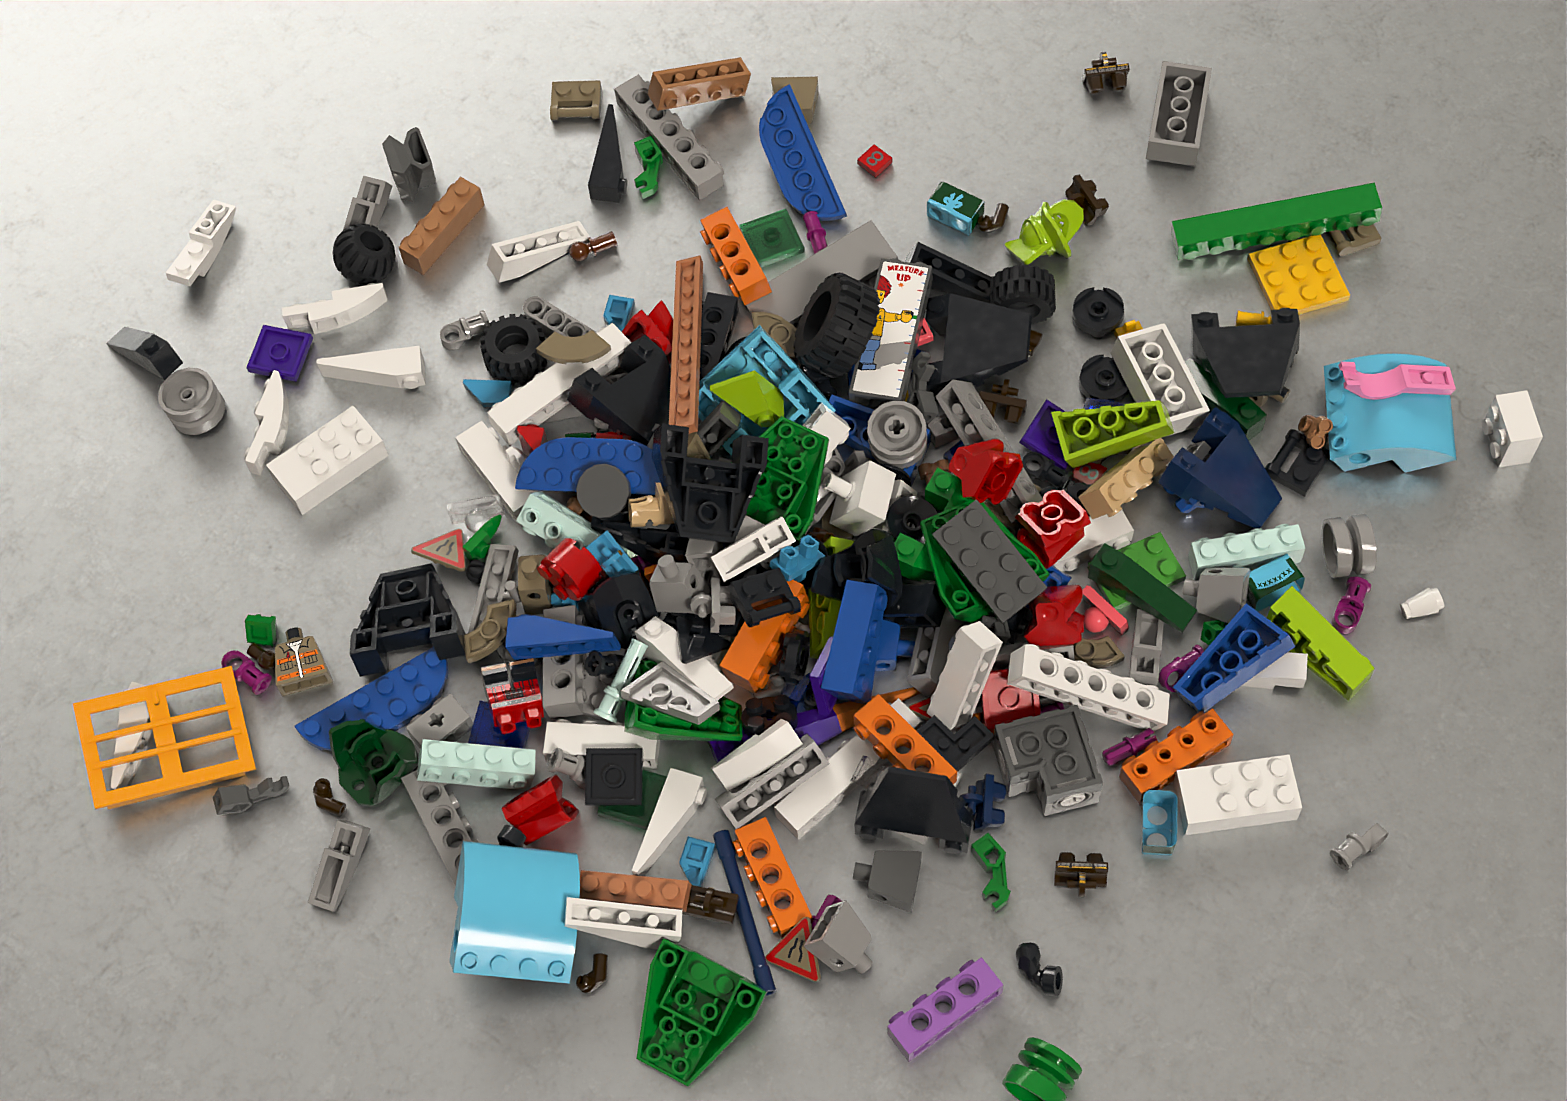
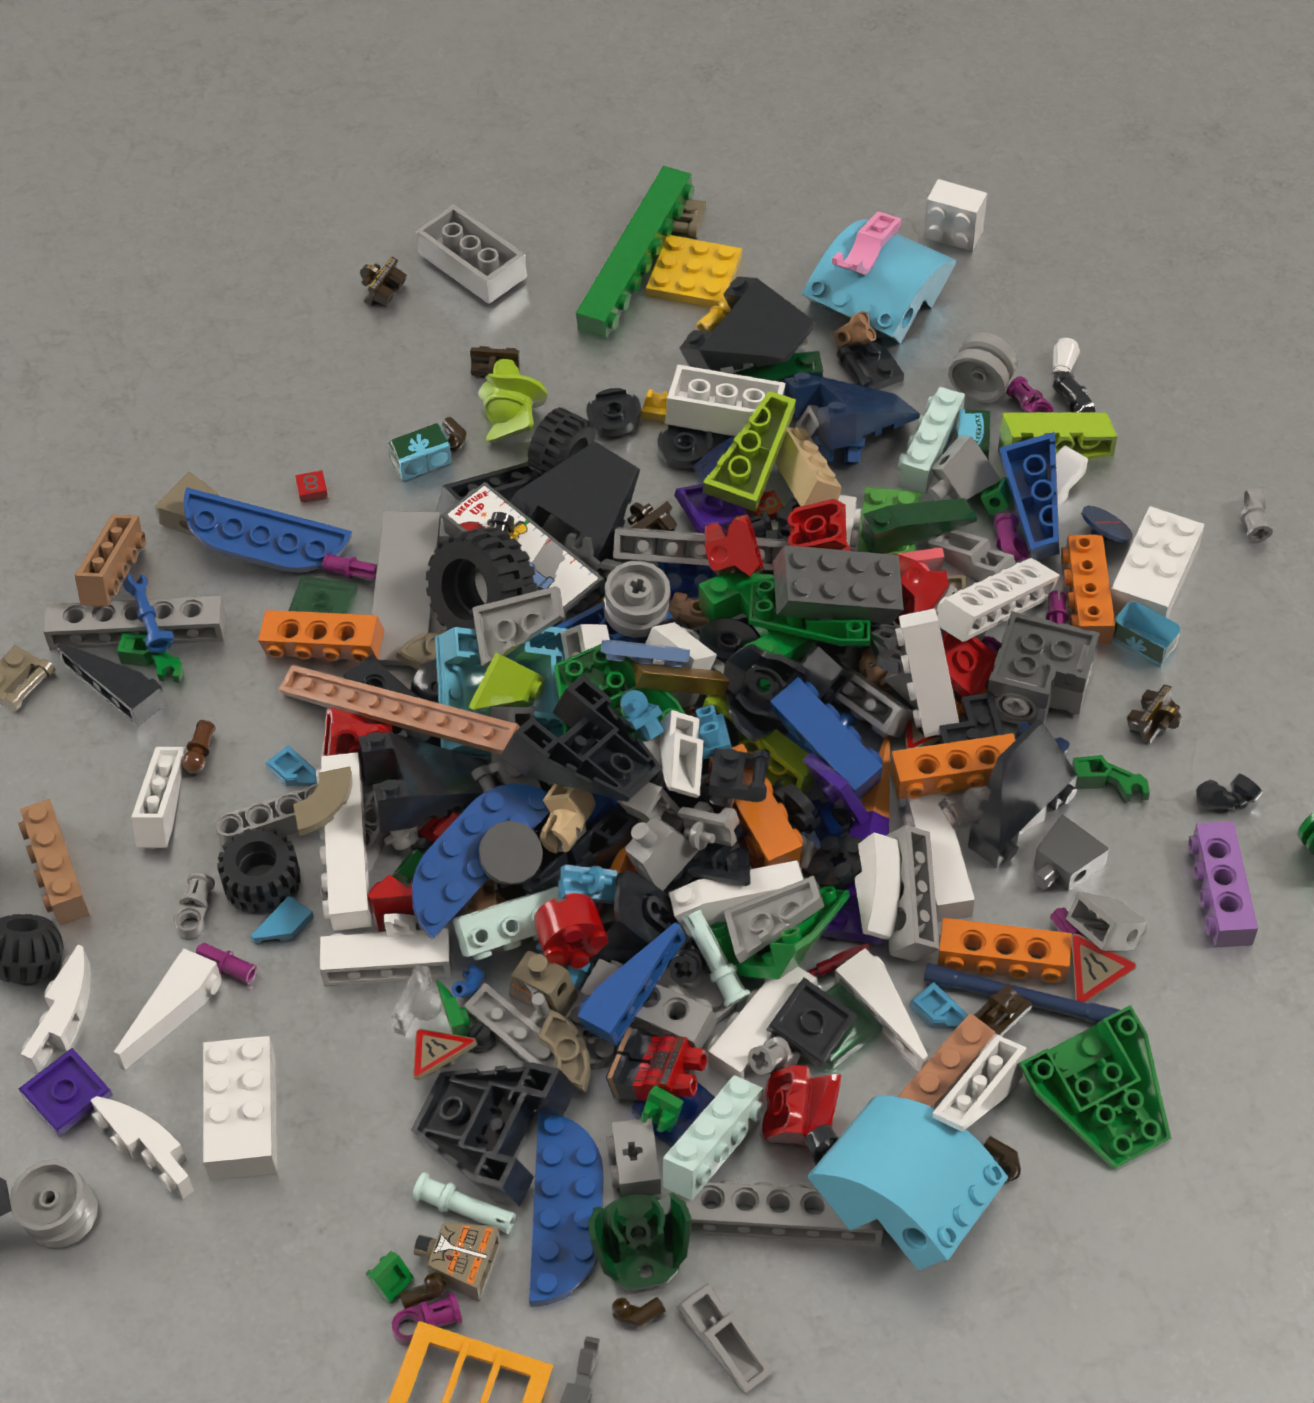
camera: 60 degrees left, 10 degrees down
(340, 630) = (449, 1198): none -> light aqua pin
(434, 379) = (228, 963): none -> magenta axle
(480, 719) = (662, 1108): none -> green tile
(515, 539) = (474, 978): none -> blue arm
(654, 158) = (156, 640): none -> blue piece
(684, 764) = (827, 966): none -> dark red hand
(768, 502) = (641, 714): none -> dark azure hips
(793, 365) = (515, 620): none -> light grey wing
(831, 468) = (644, 652): none -> medium blue plate
(832, 506) = (680, 679): none -> pearl gold slope
(894, 301) = (502, 521): none -> black plate
(1254, 732) = (1106, 524): none -> dark blue piece
(1385, 634) = (1075, 394): none -> black connector

